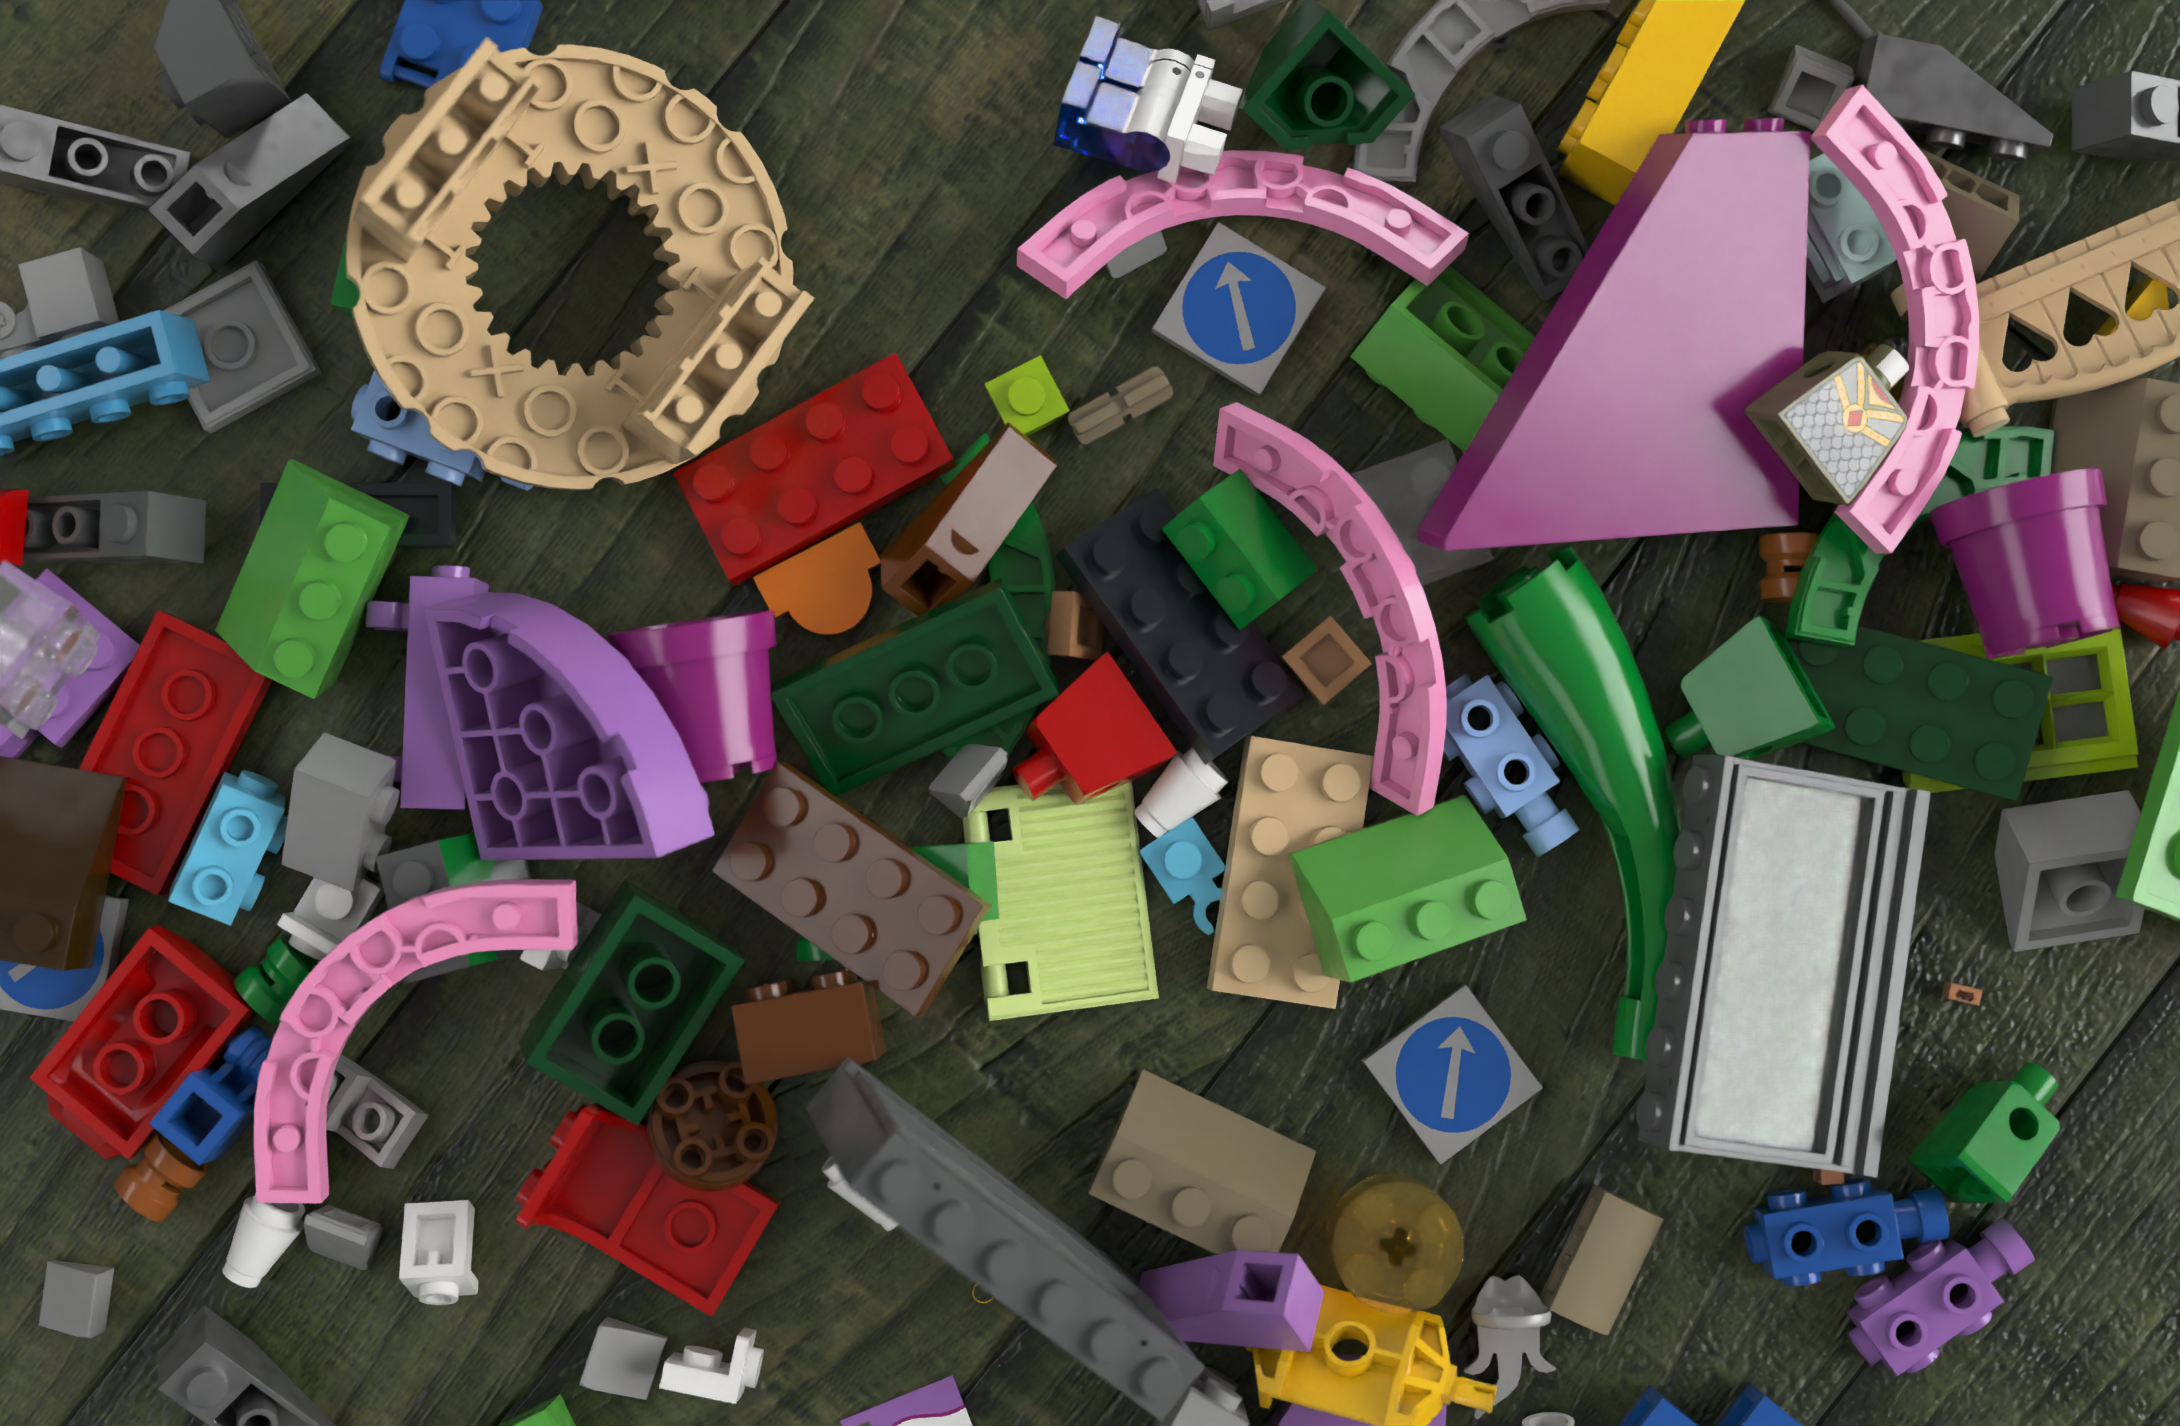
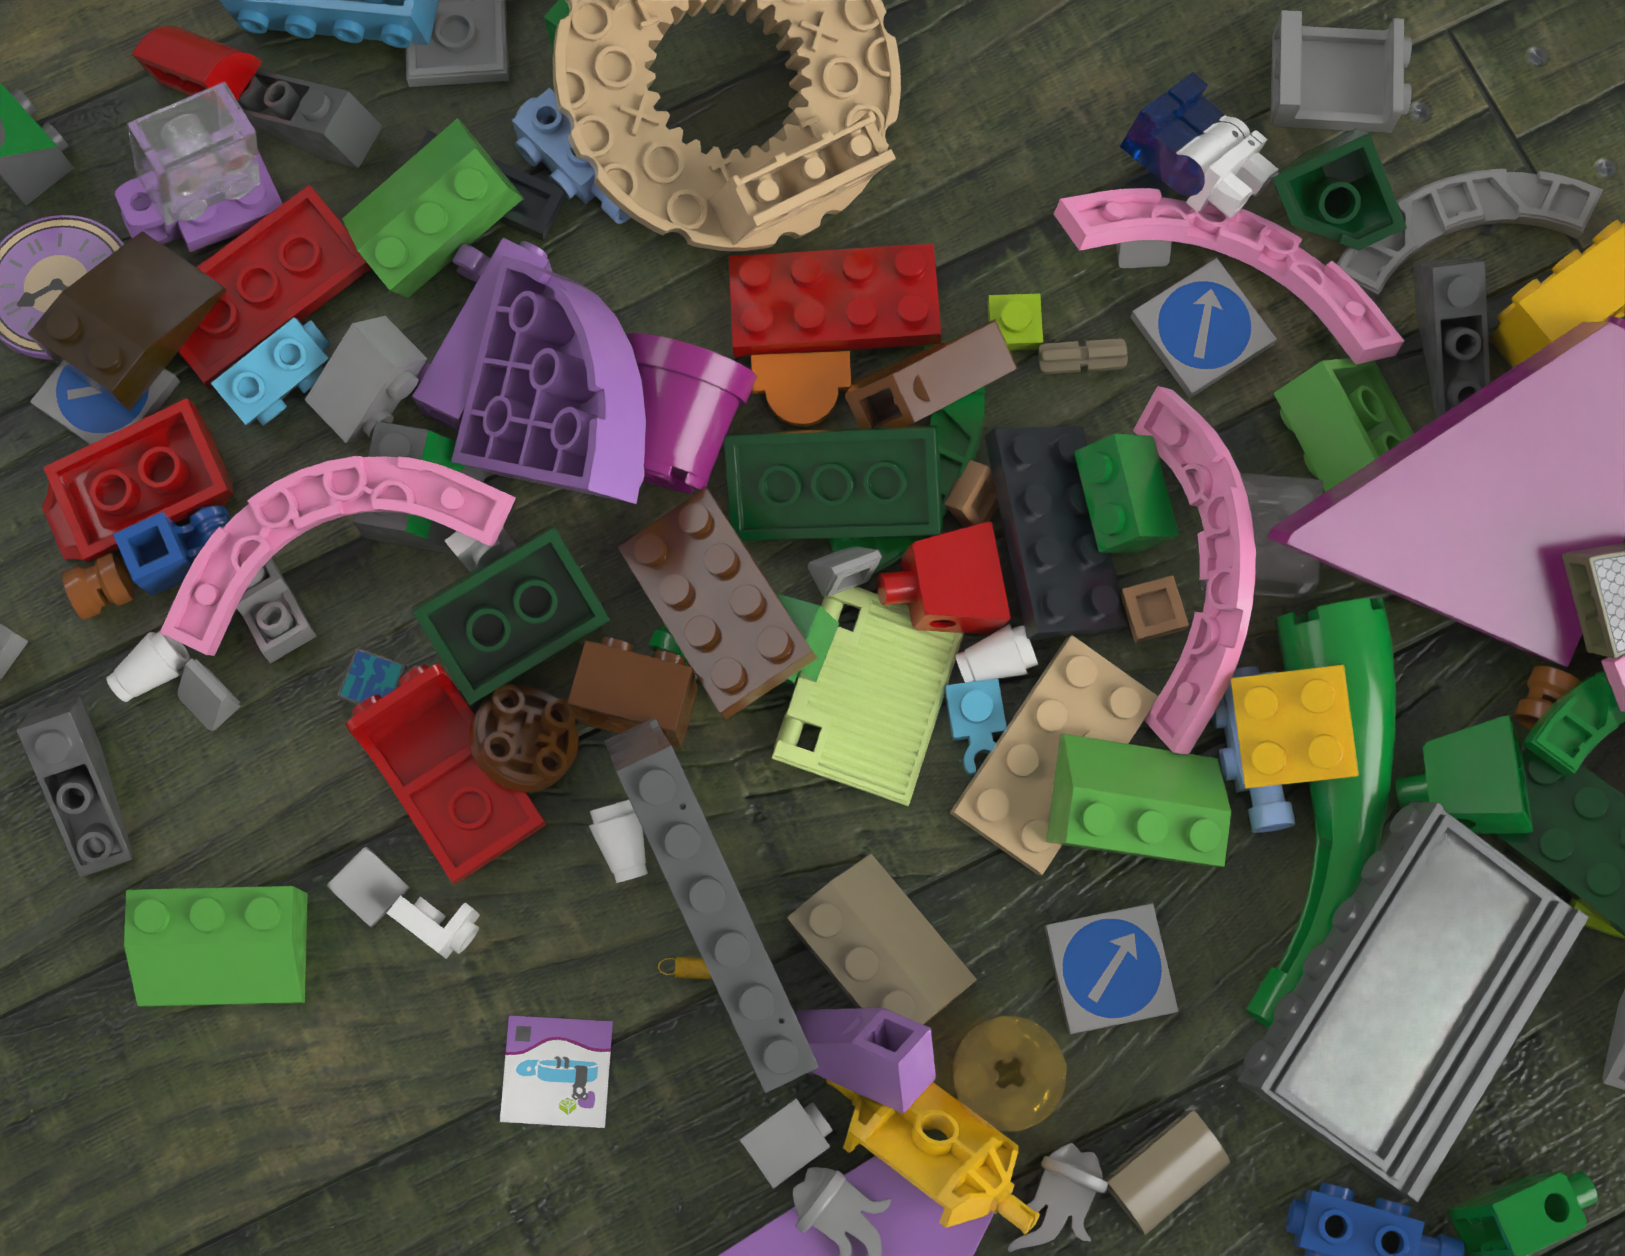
camera: 25 degrees right, 10 degrees down
(275, 980) = (249, 480): green wheel -> none
(329, 915) = (317, 447): white bracket -> none
(438, 1251) = (272, 738): white bracket -> none
(515, 1136) = (370, 676): none -> tile
(1537, 737) = (1294, 726): none -> yellow plate
(1828, 1177) = (1378, 1189): nougat piece -> none
(1961, 993) = (1547, 1096): nougat piece -> none

